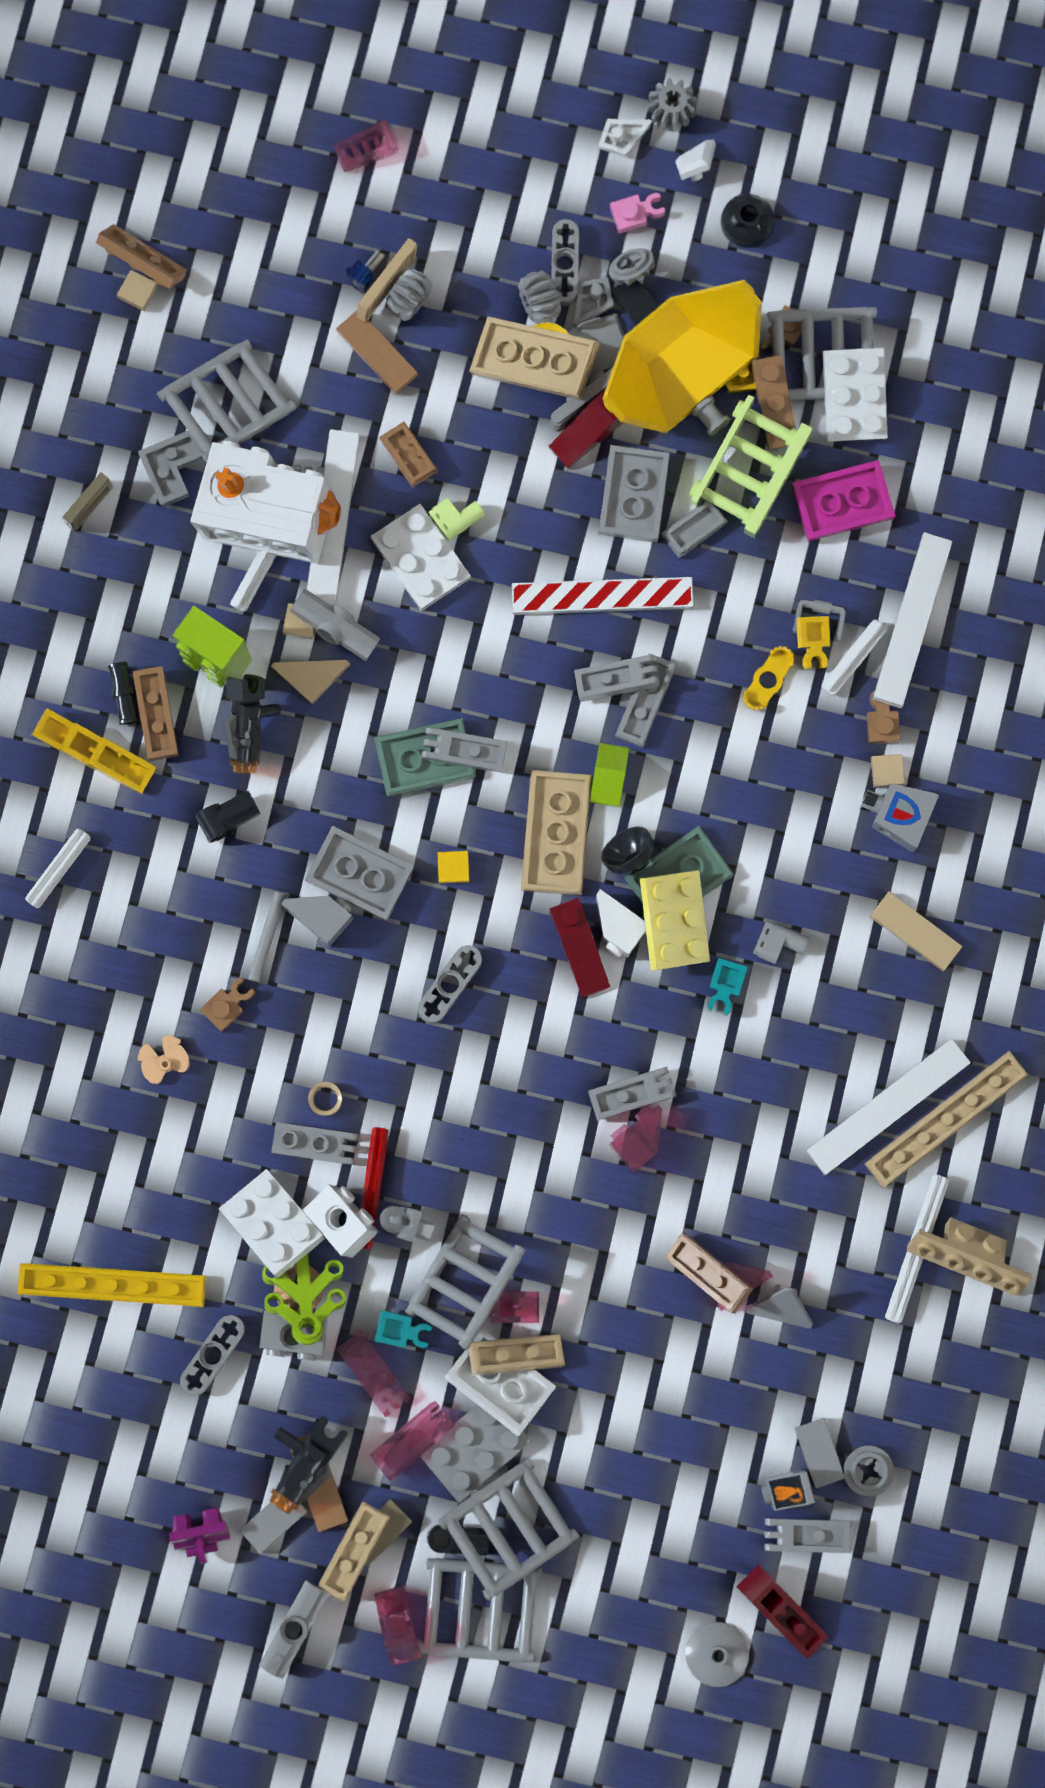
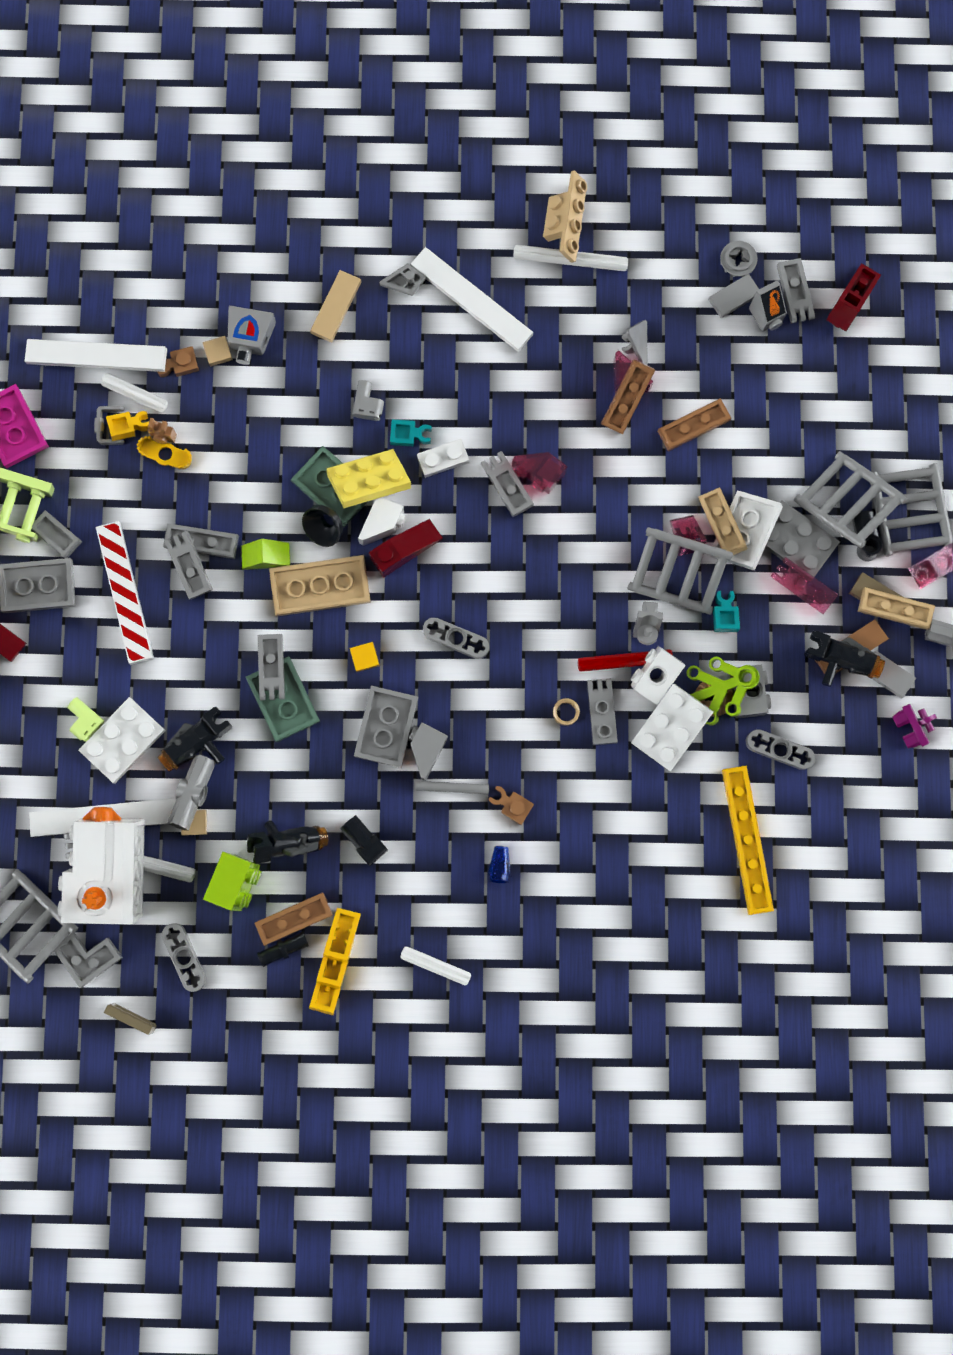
camera: 105 degrees left, 0 degrees up
(123, 588) = (173, 954): none -> light grey beam
(156, 972) = (499, 868): none -> clear blue cone
(156, 1067) = (564, 835): light nougat piece -> none
(311, 677) = (237, 802): tan tile -> none
(372, 1372) = (761, 628): clear pink hinge -> none
(400, 641) = (194, 738): none -> black piece
(408, 454) = (39, 769): medium nougat plate -> none
(657, 1355) = (694, 424): none -> medium nougat tile
(685, 1021) = (443, 458): none -> white plate
(717, 1637) = (887, 344): light grey dish -> none
(791, 679) = (161, 432): none -> medium nougat plate
(931, 1026) = (404, 280): none -> light grey piece
(946, 1119) = (471, 257): tan tile -> none

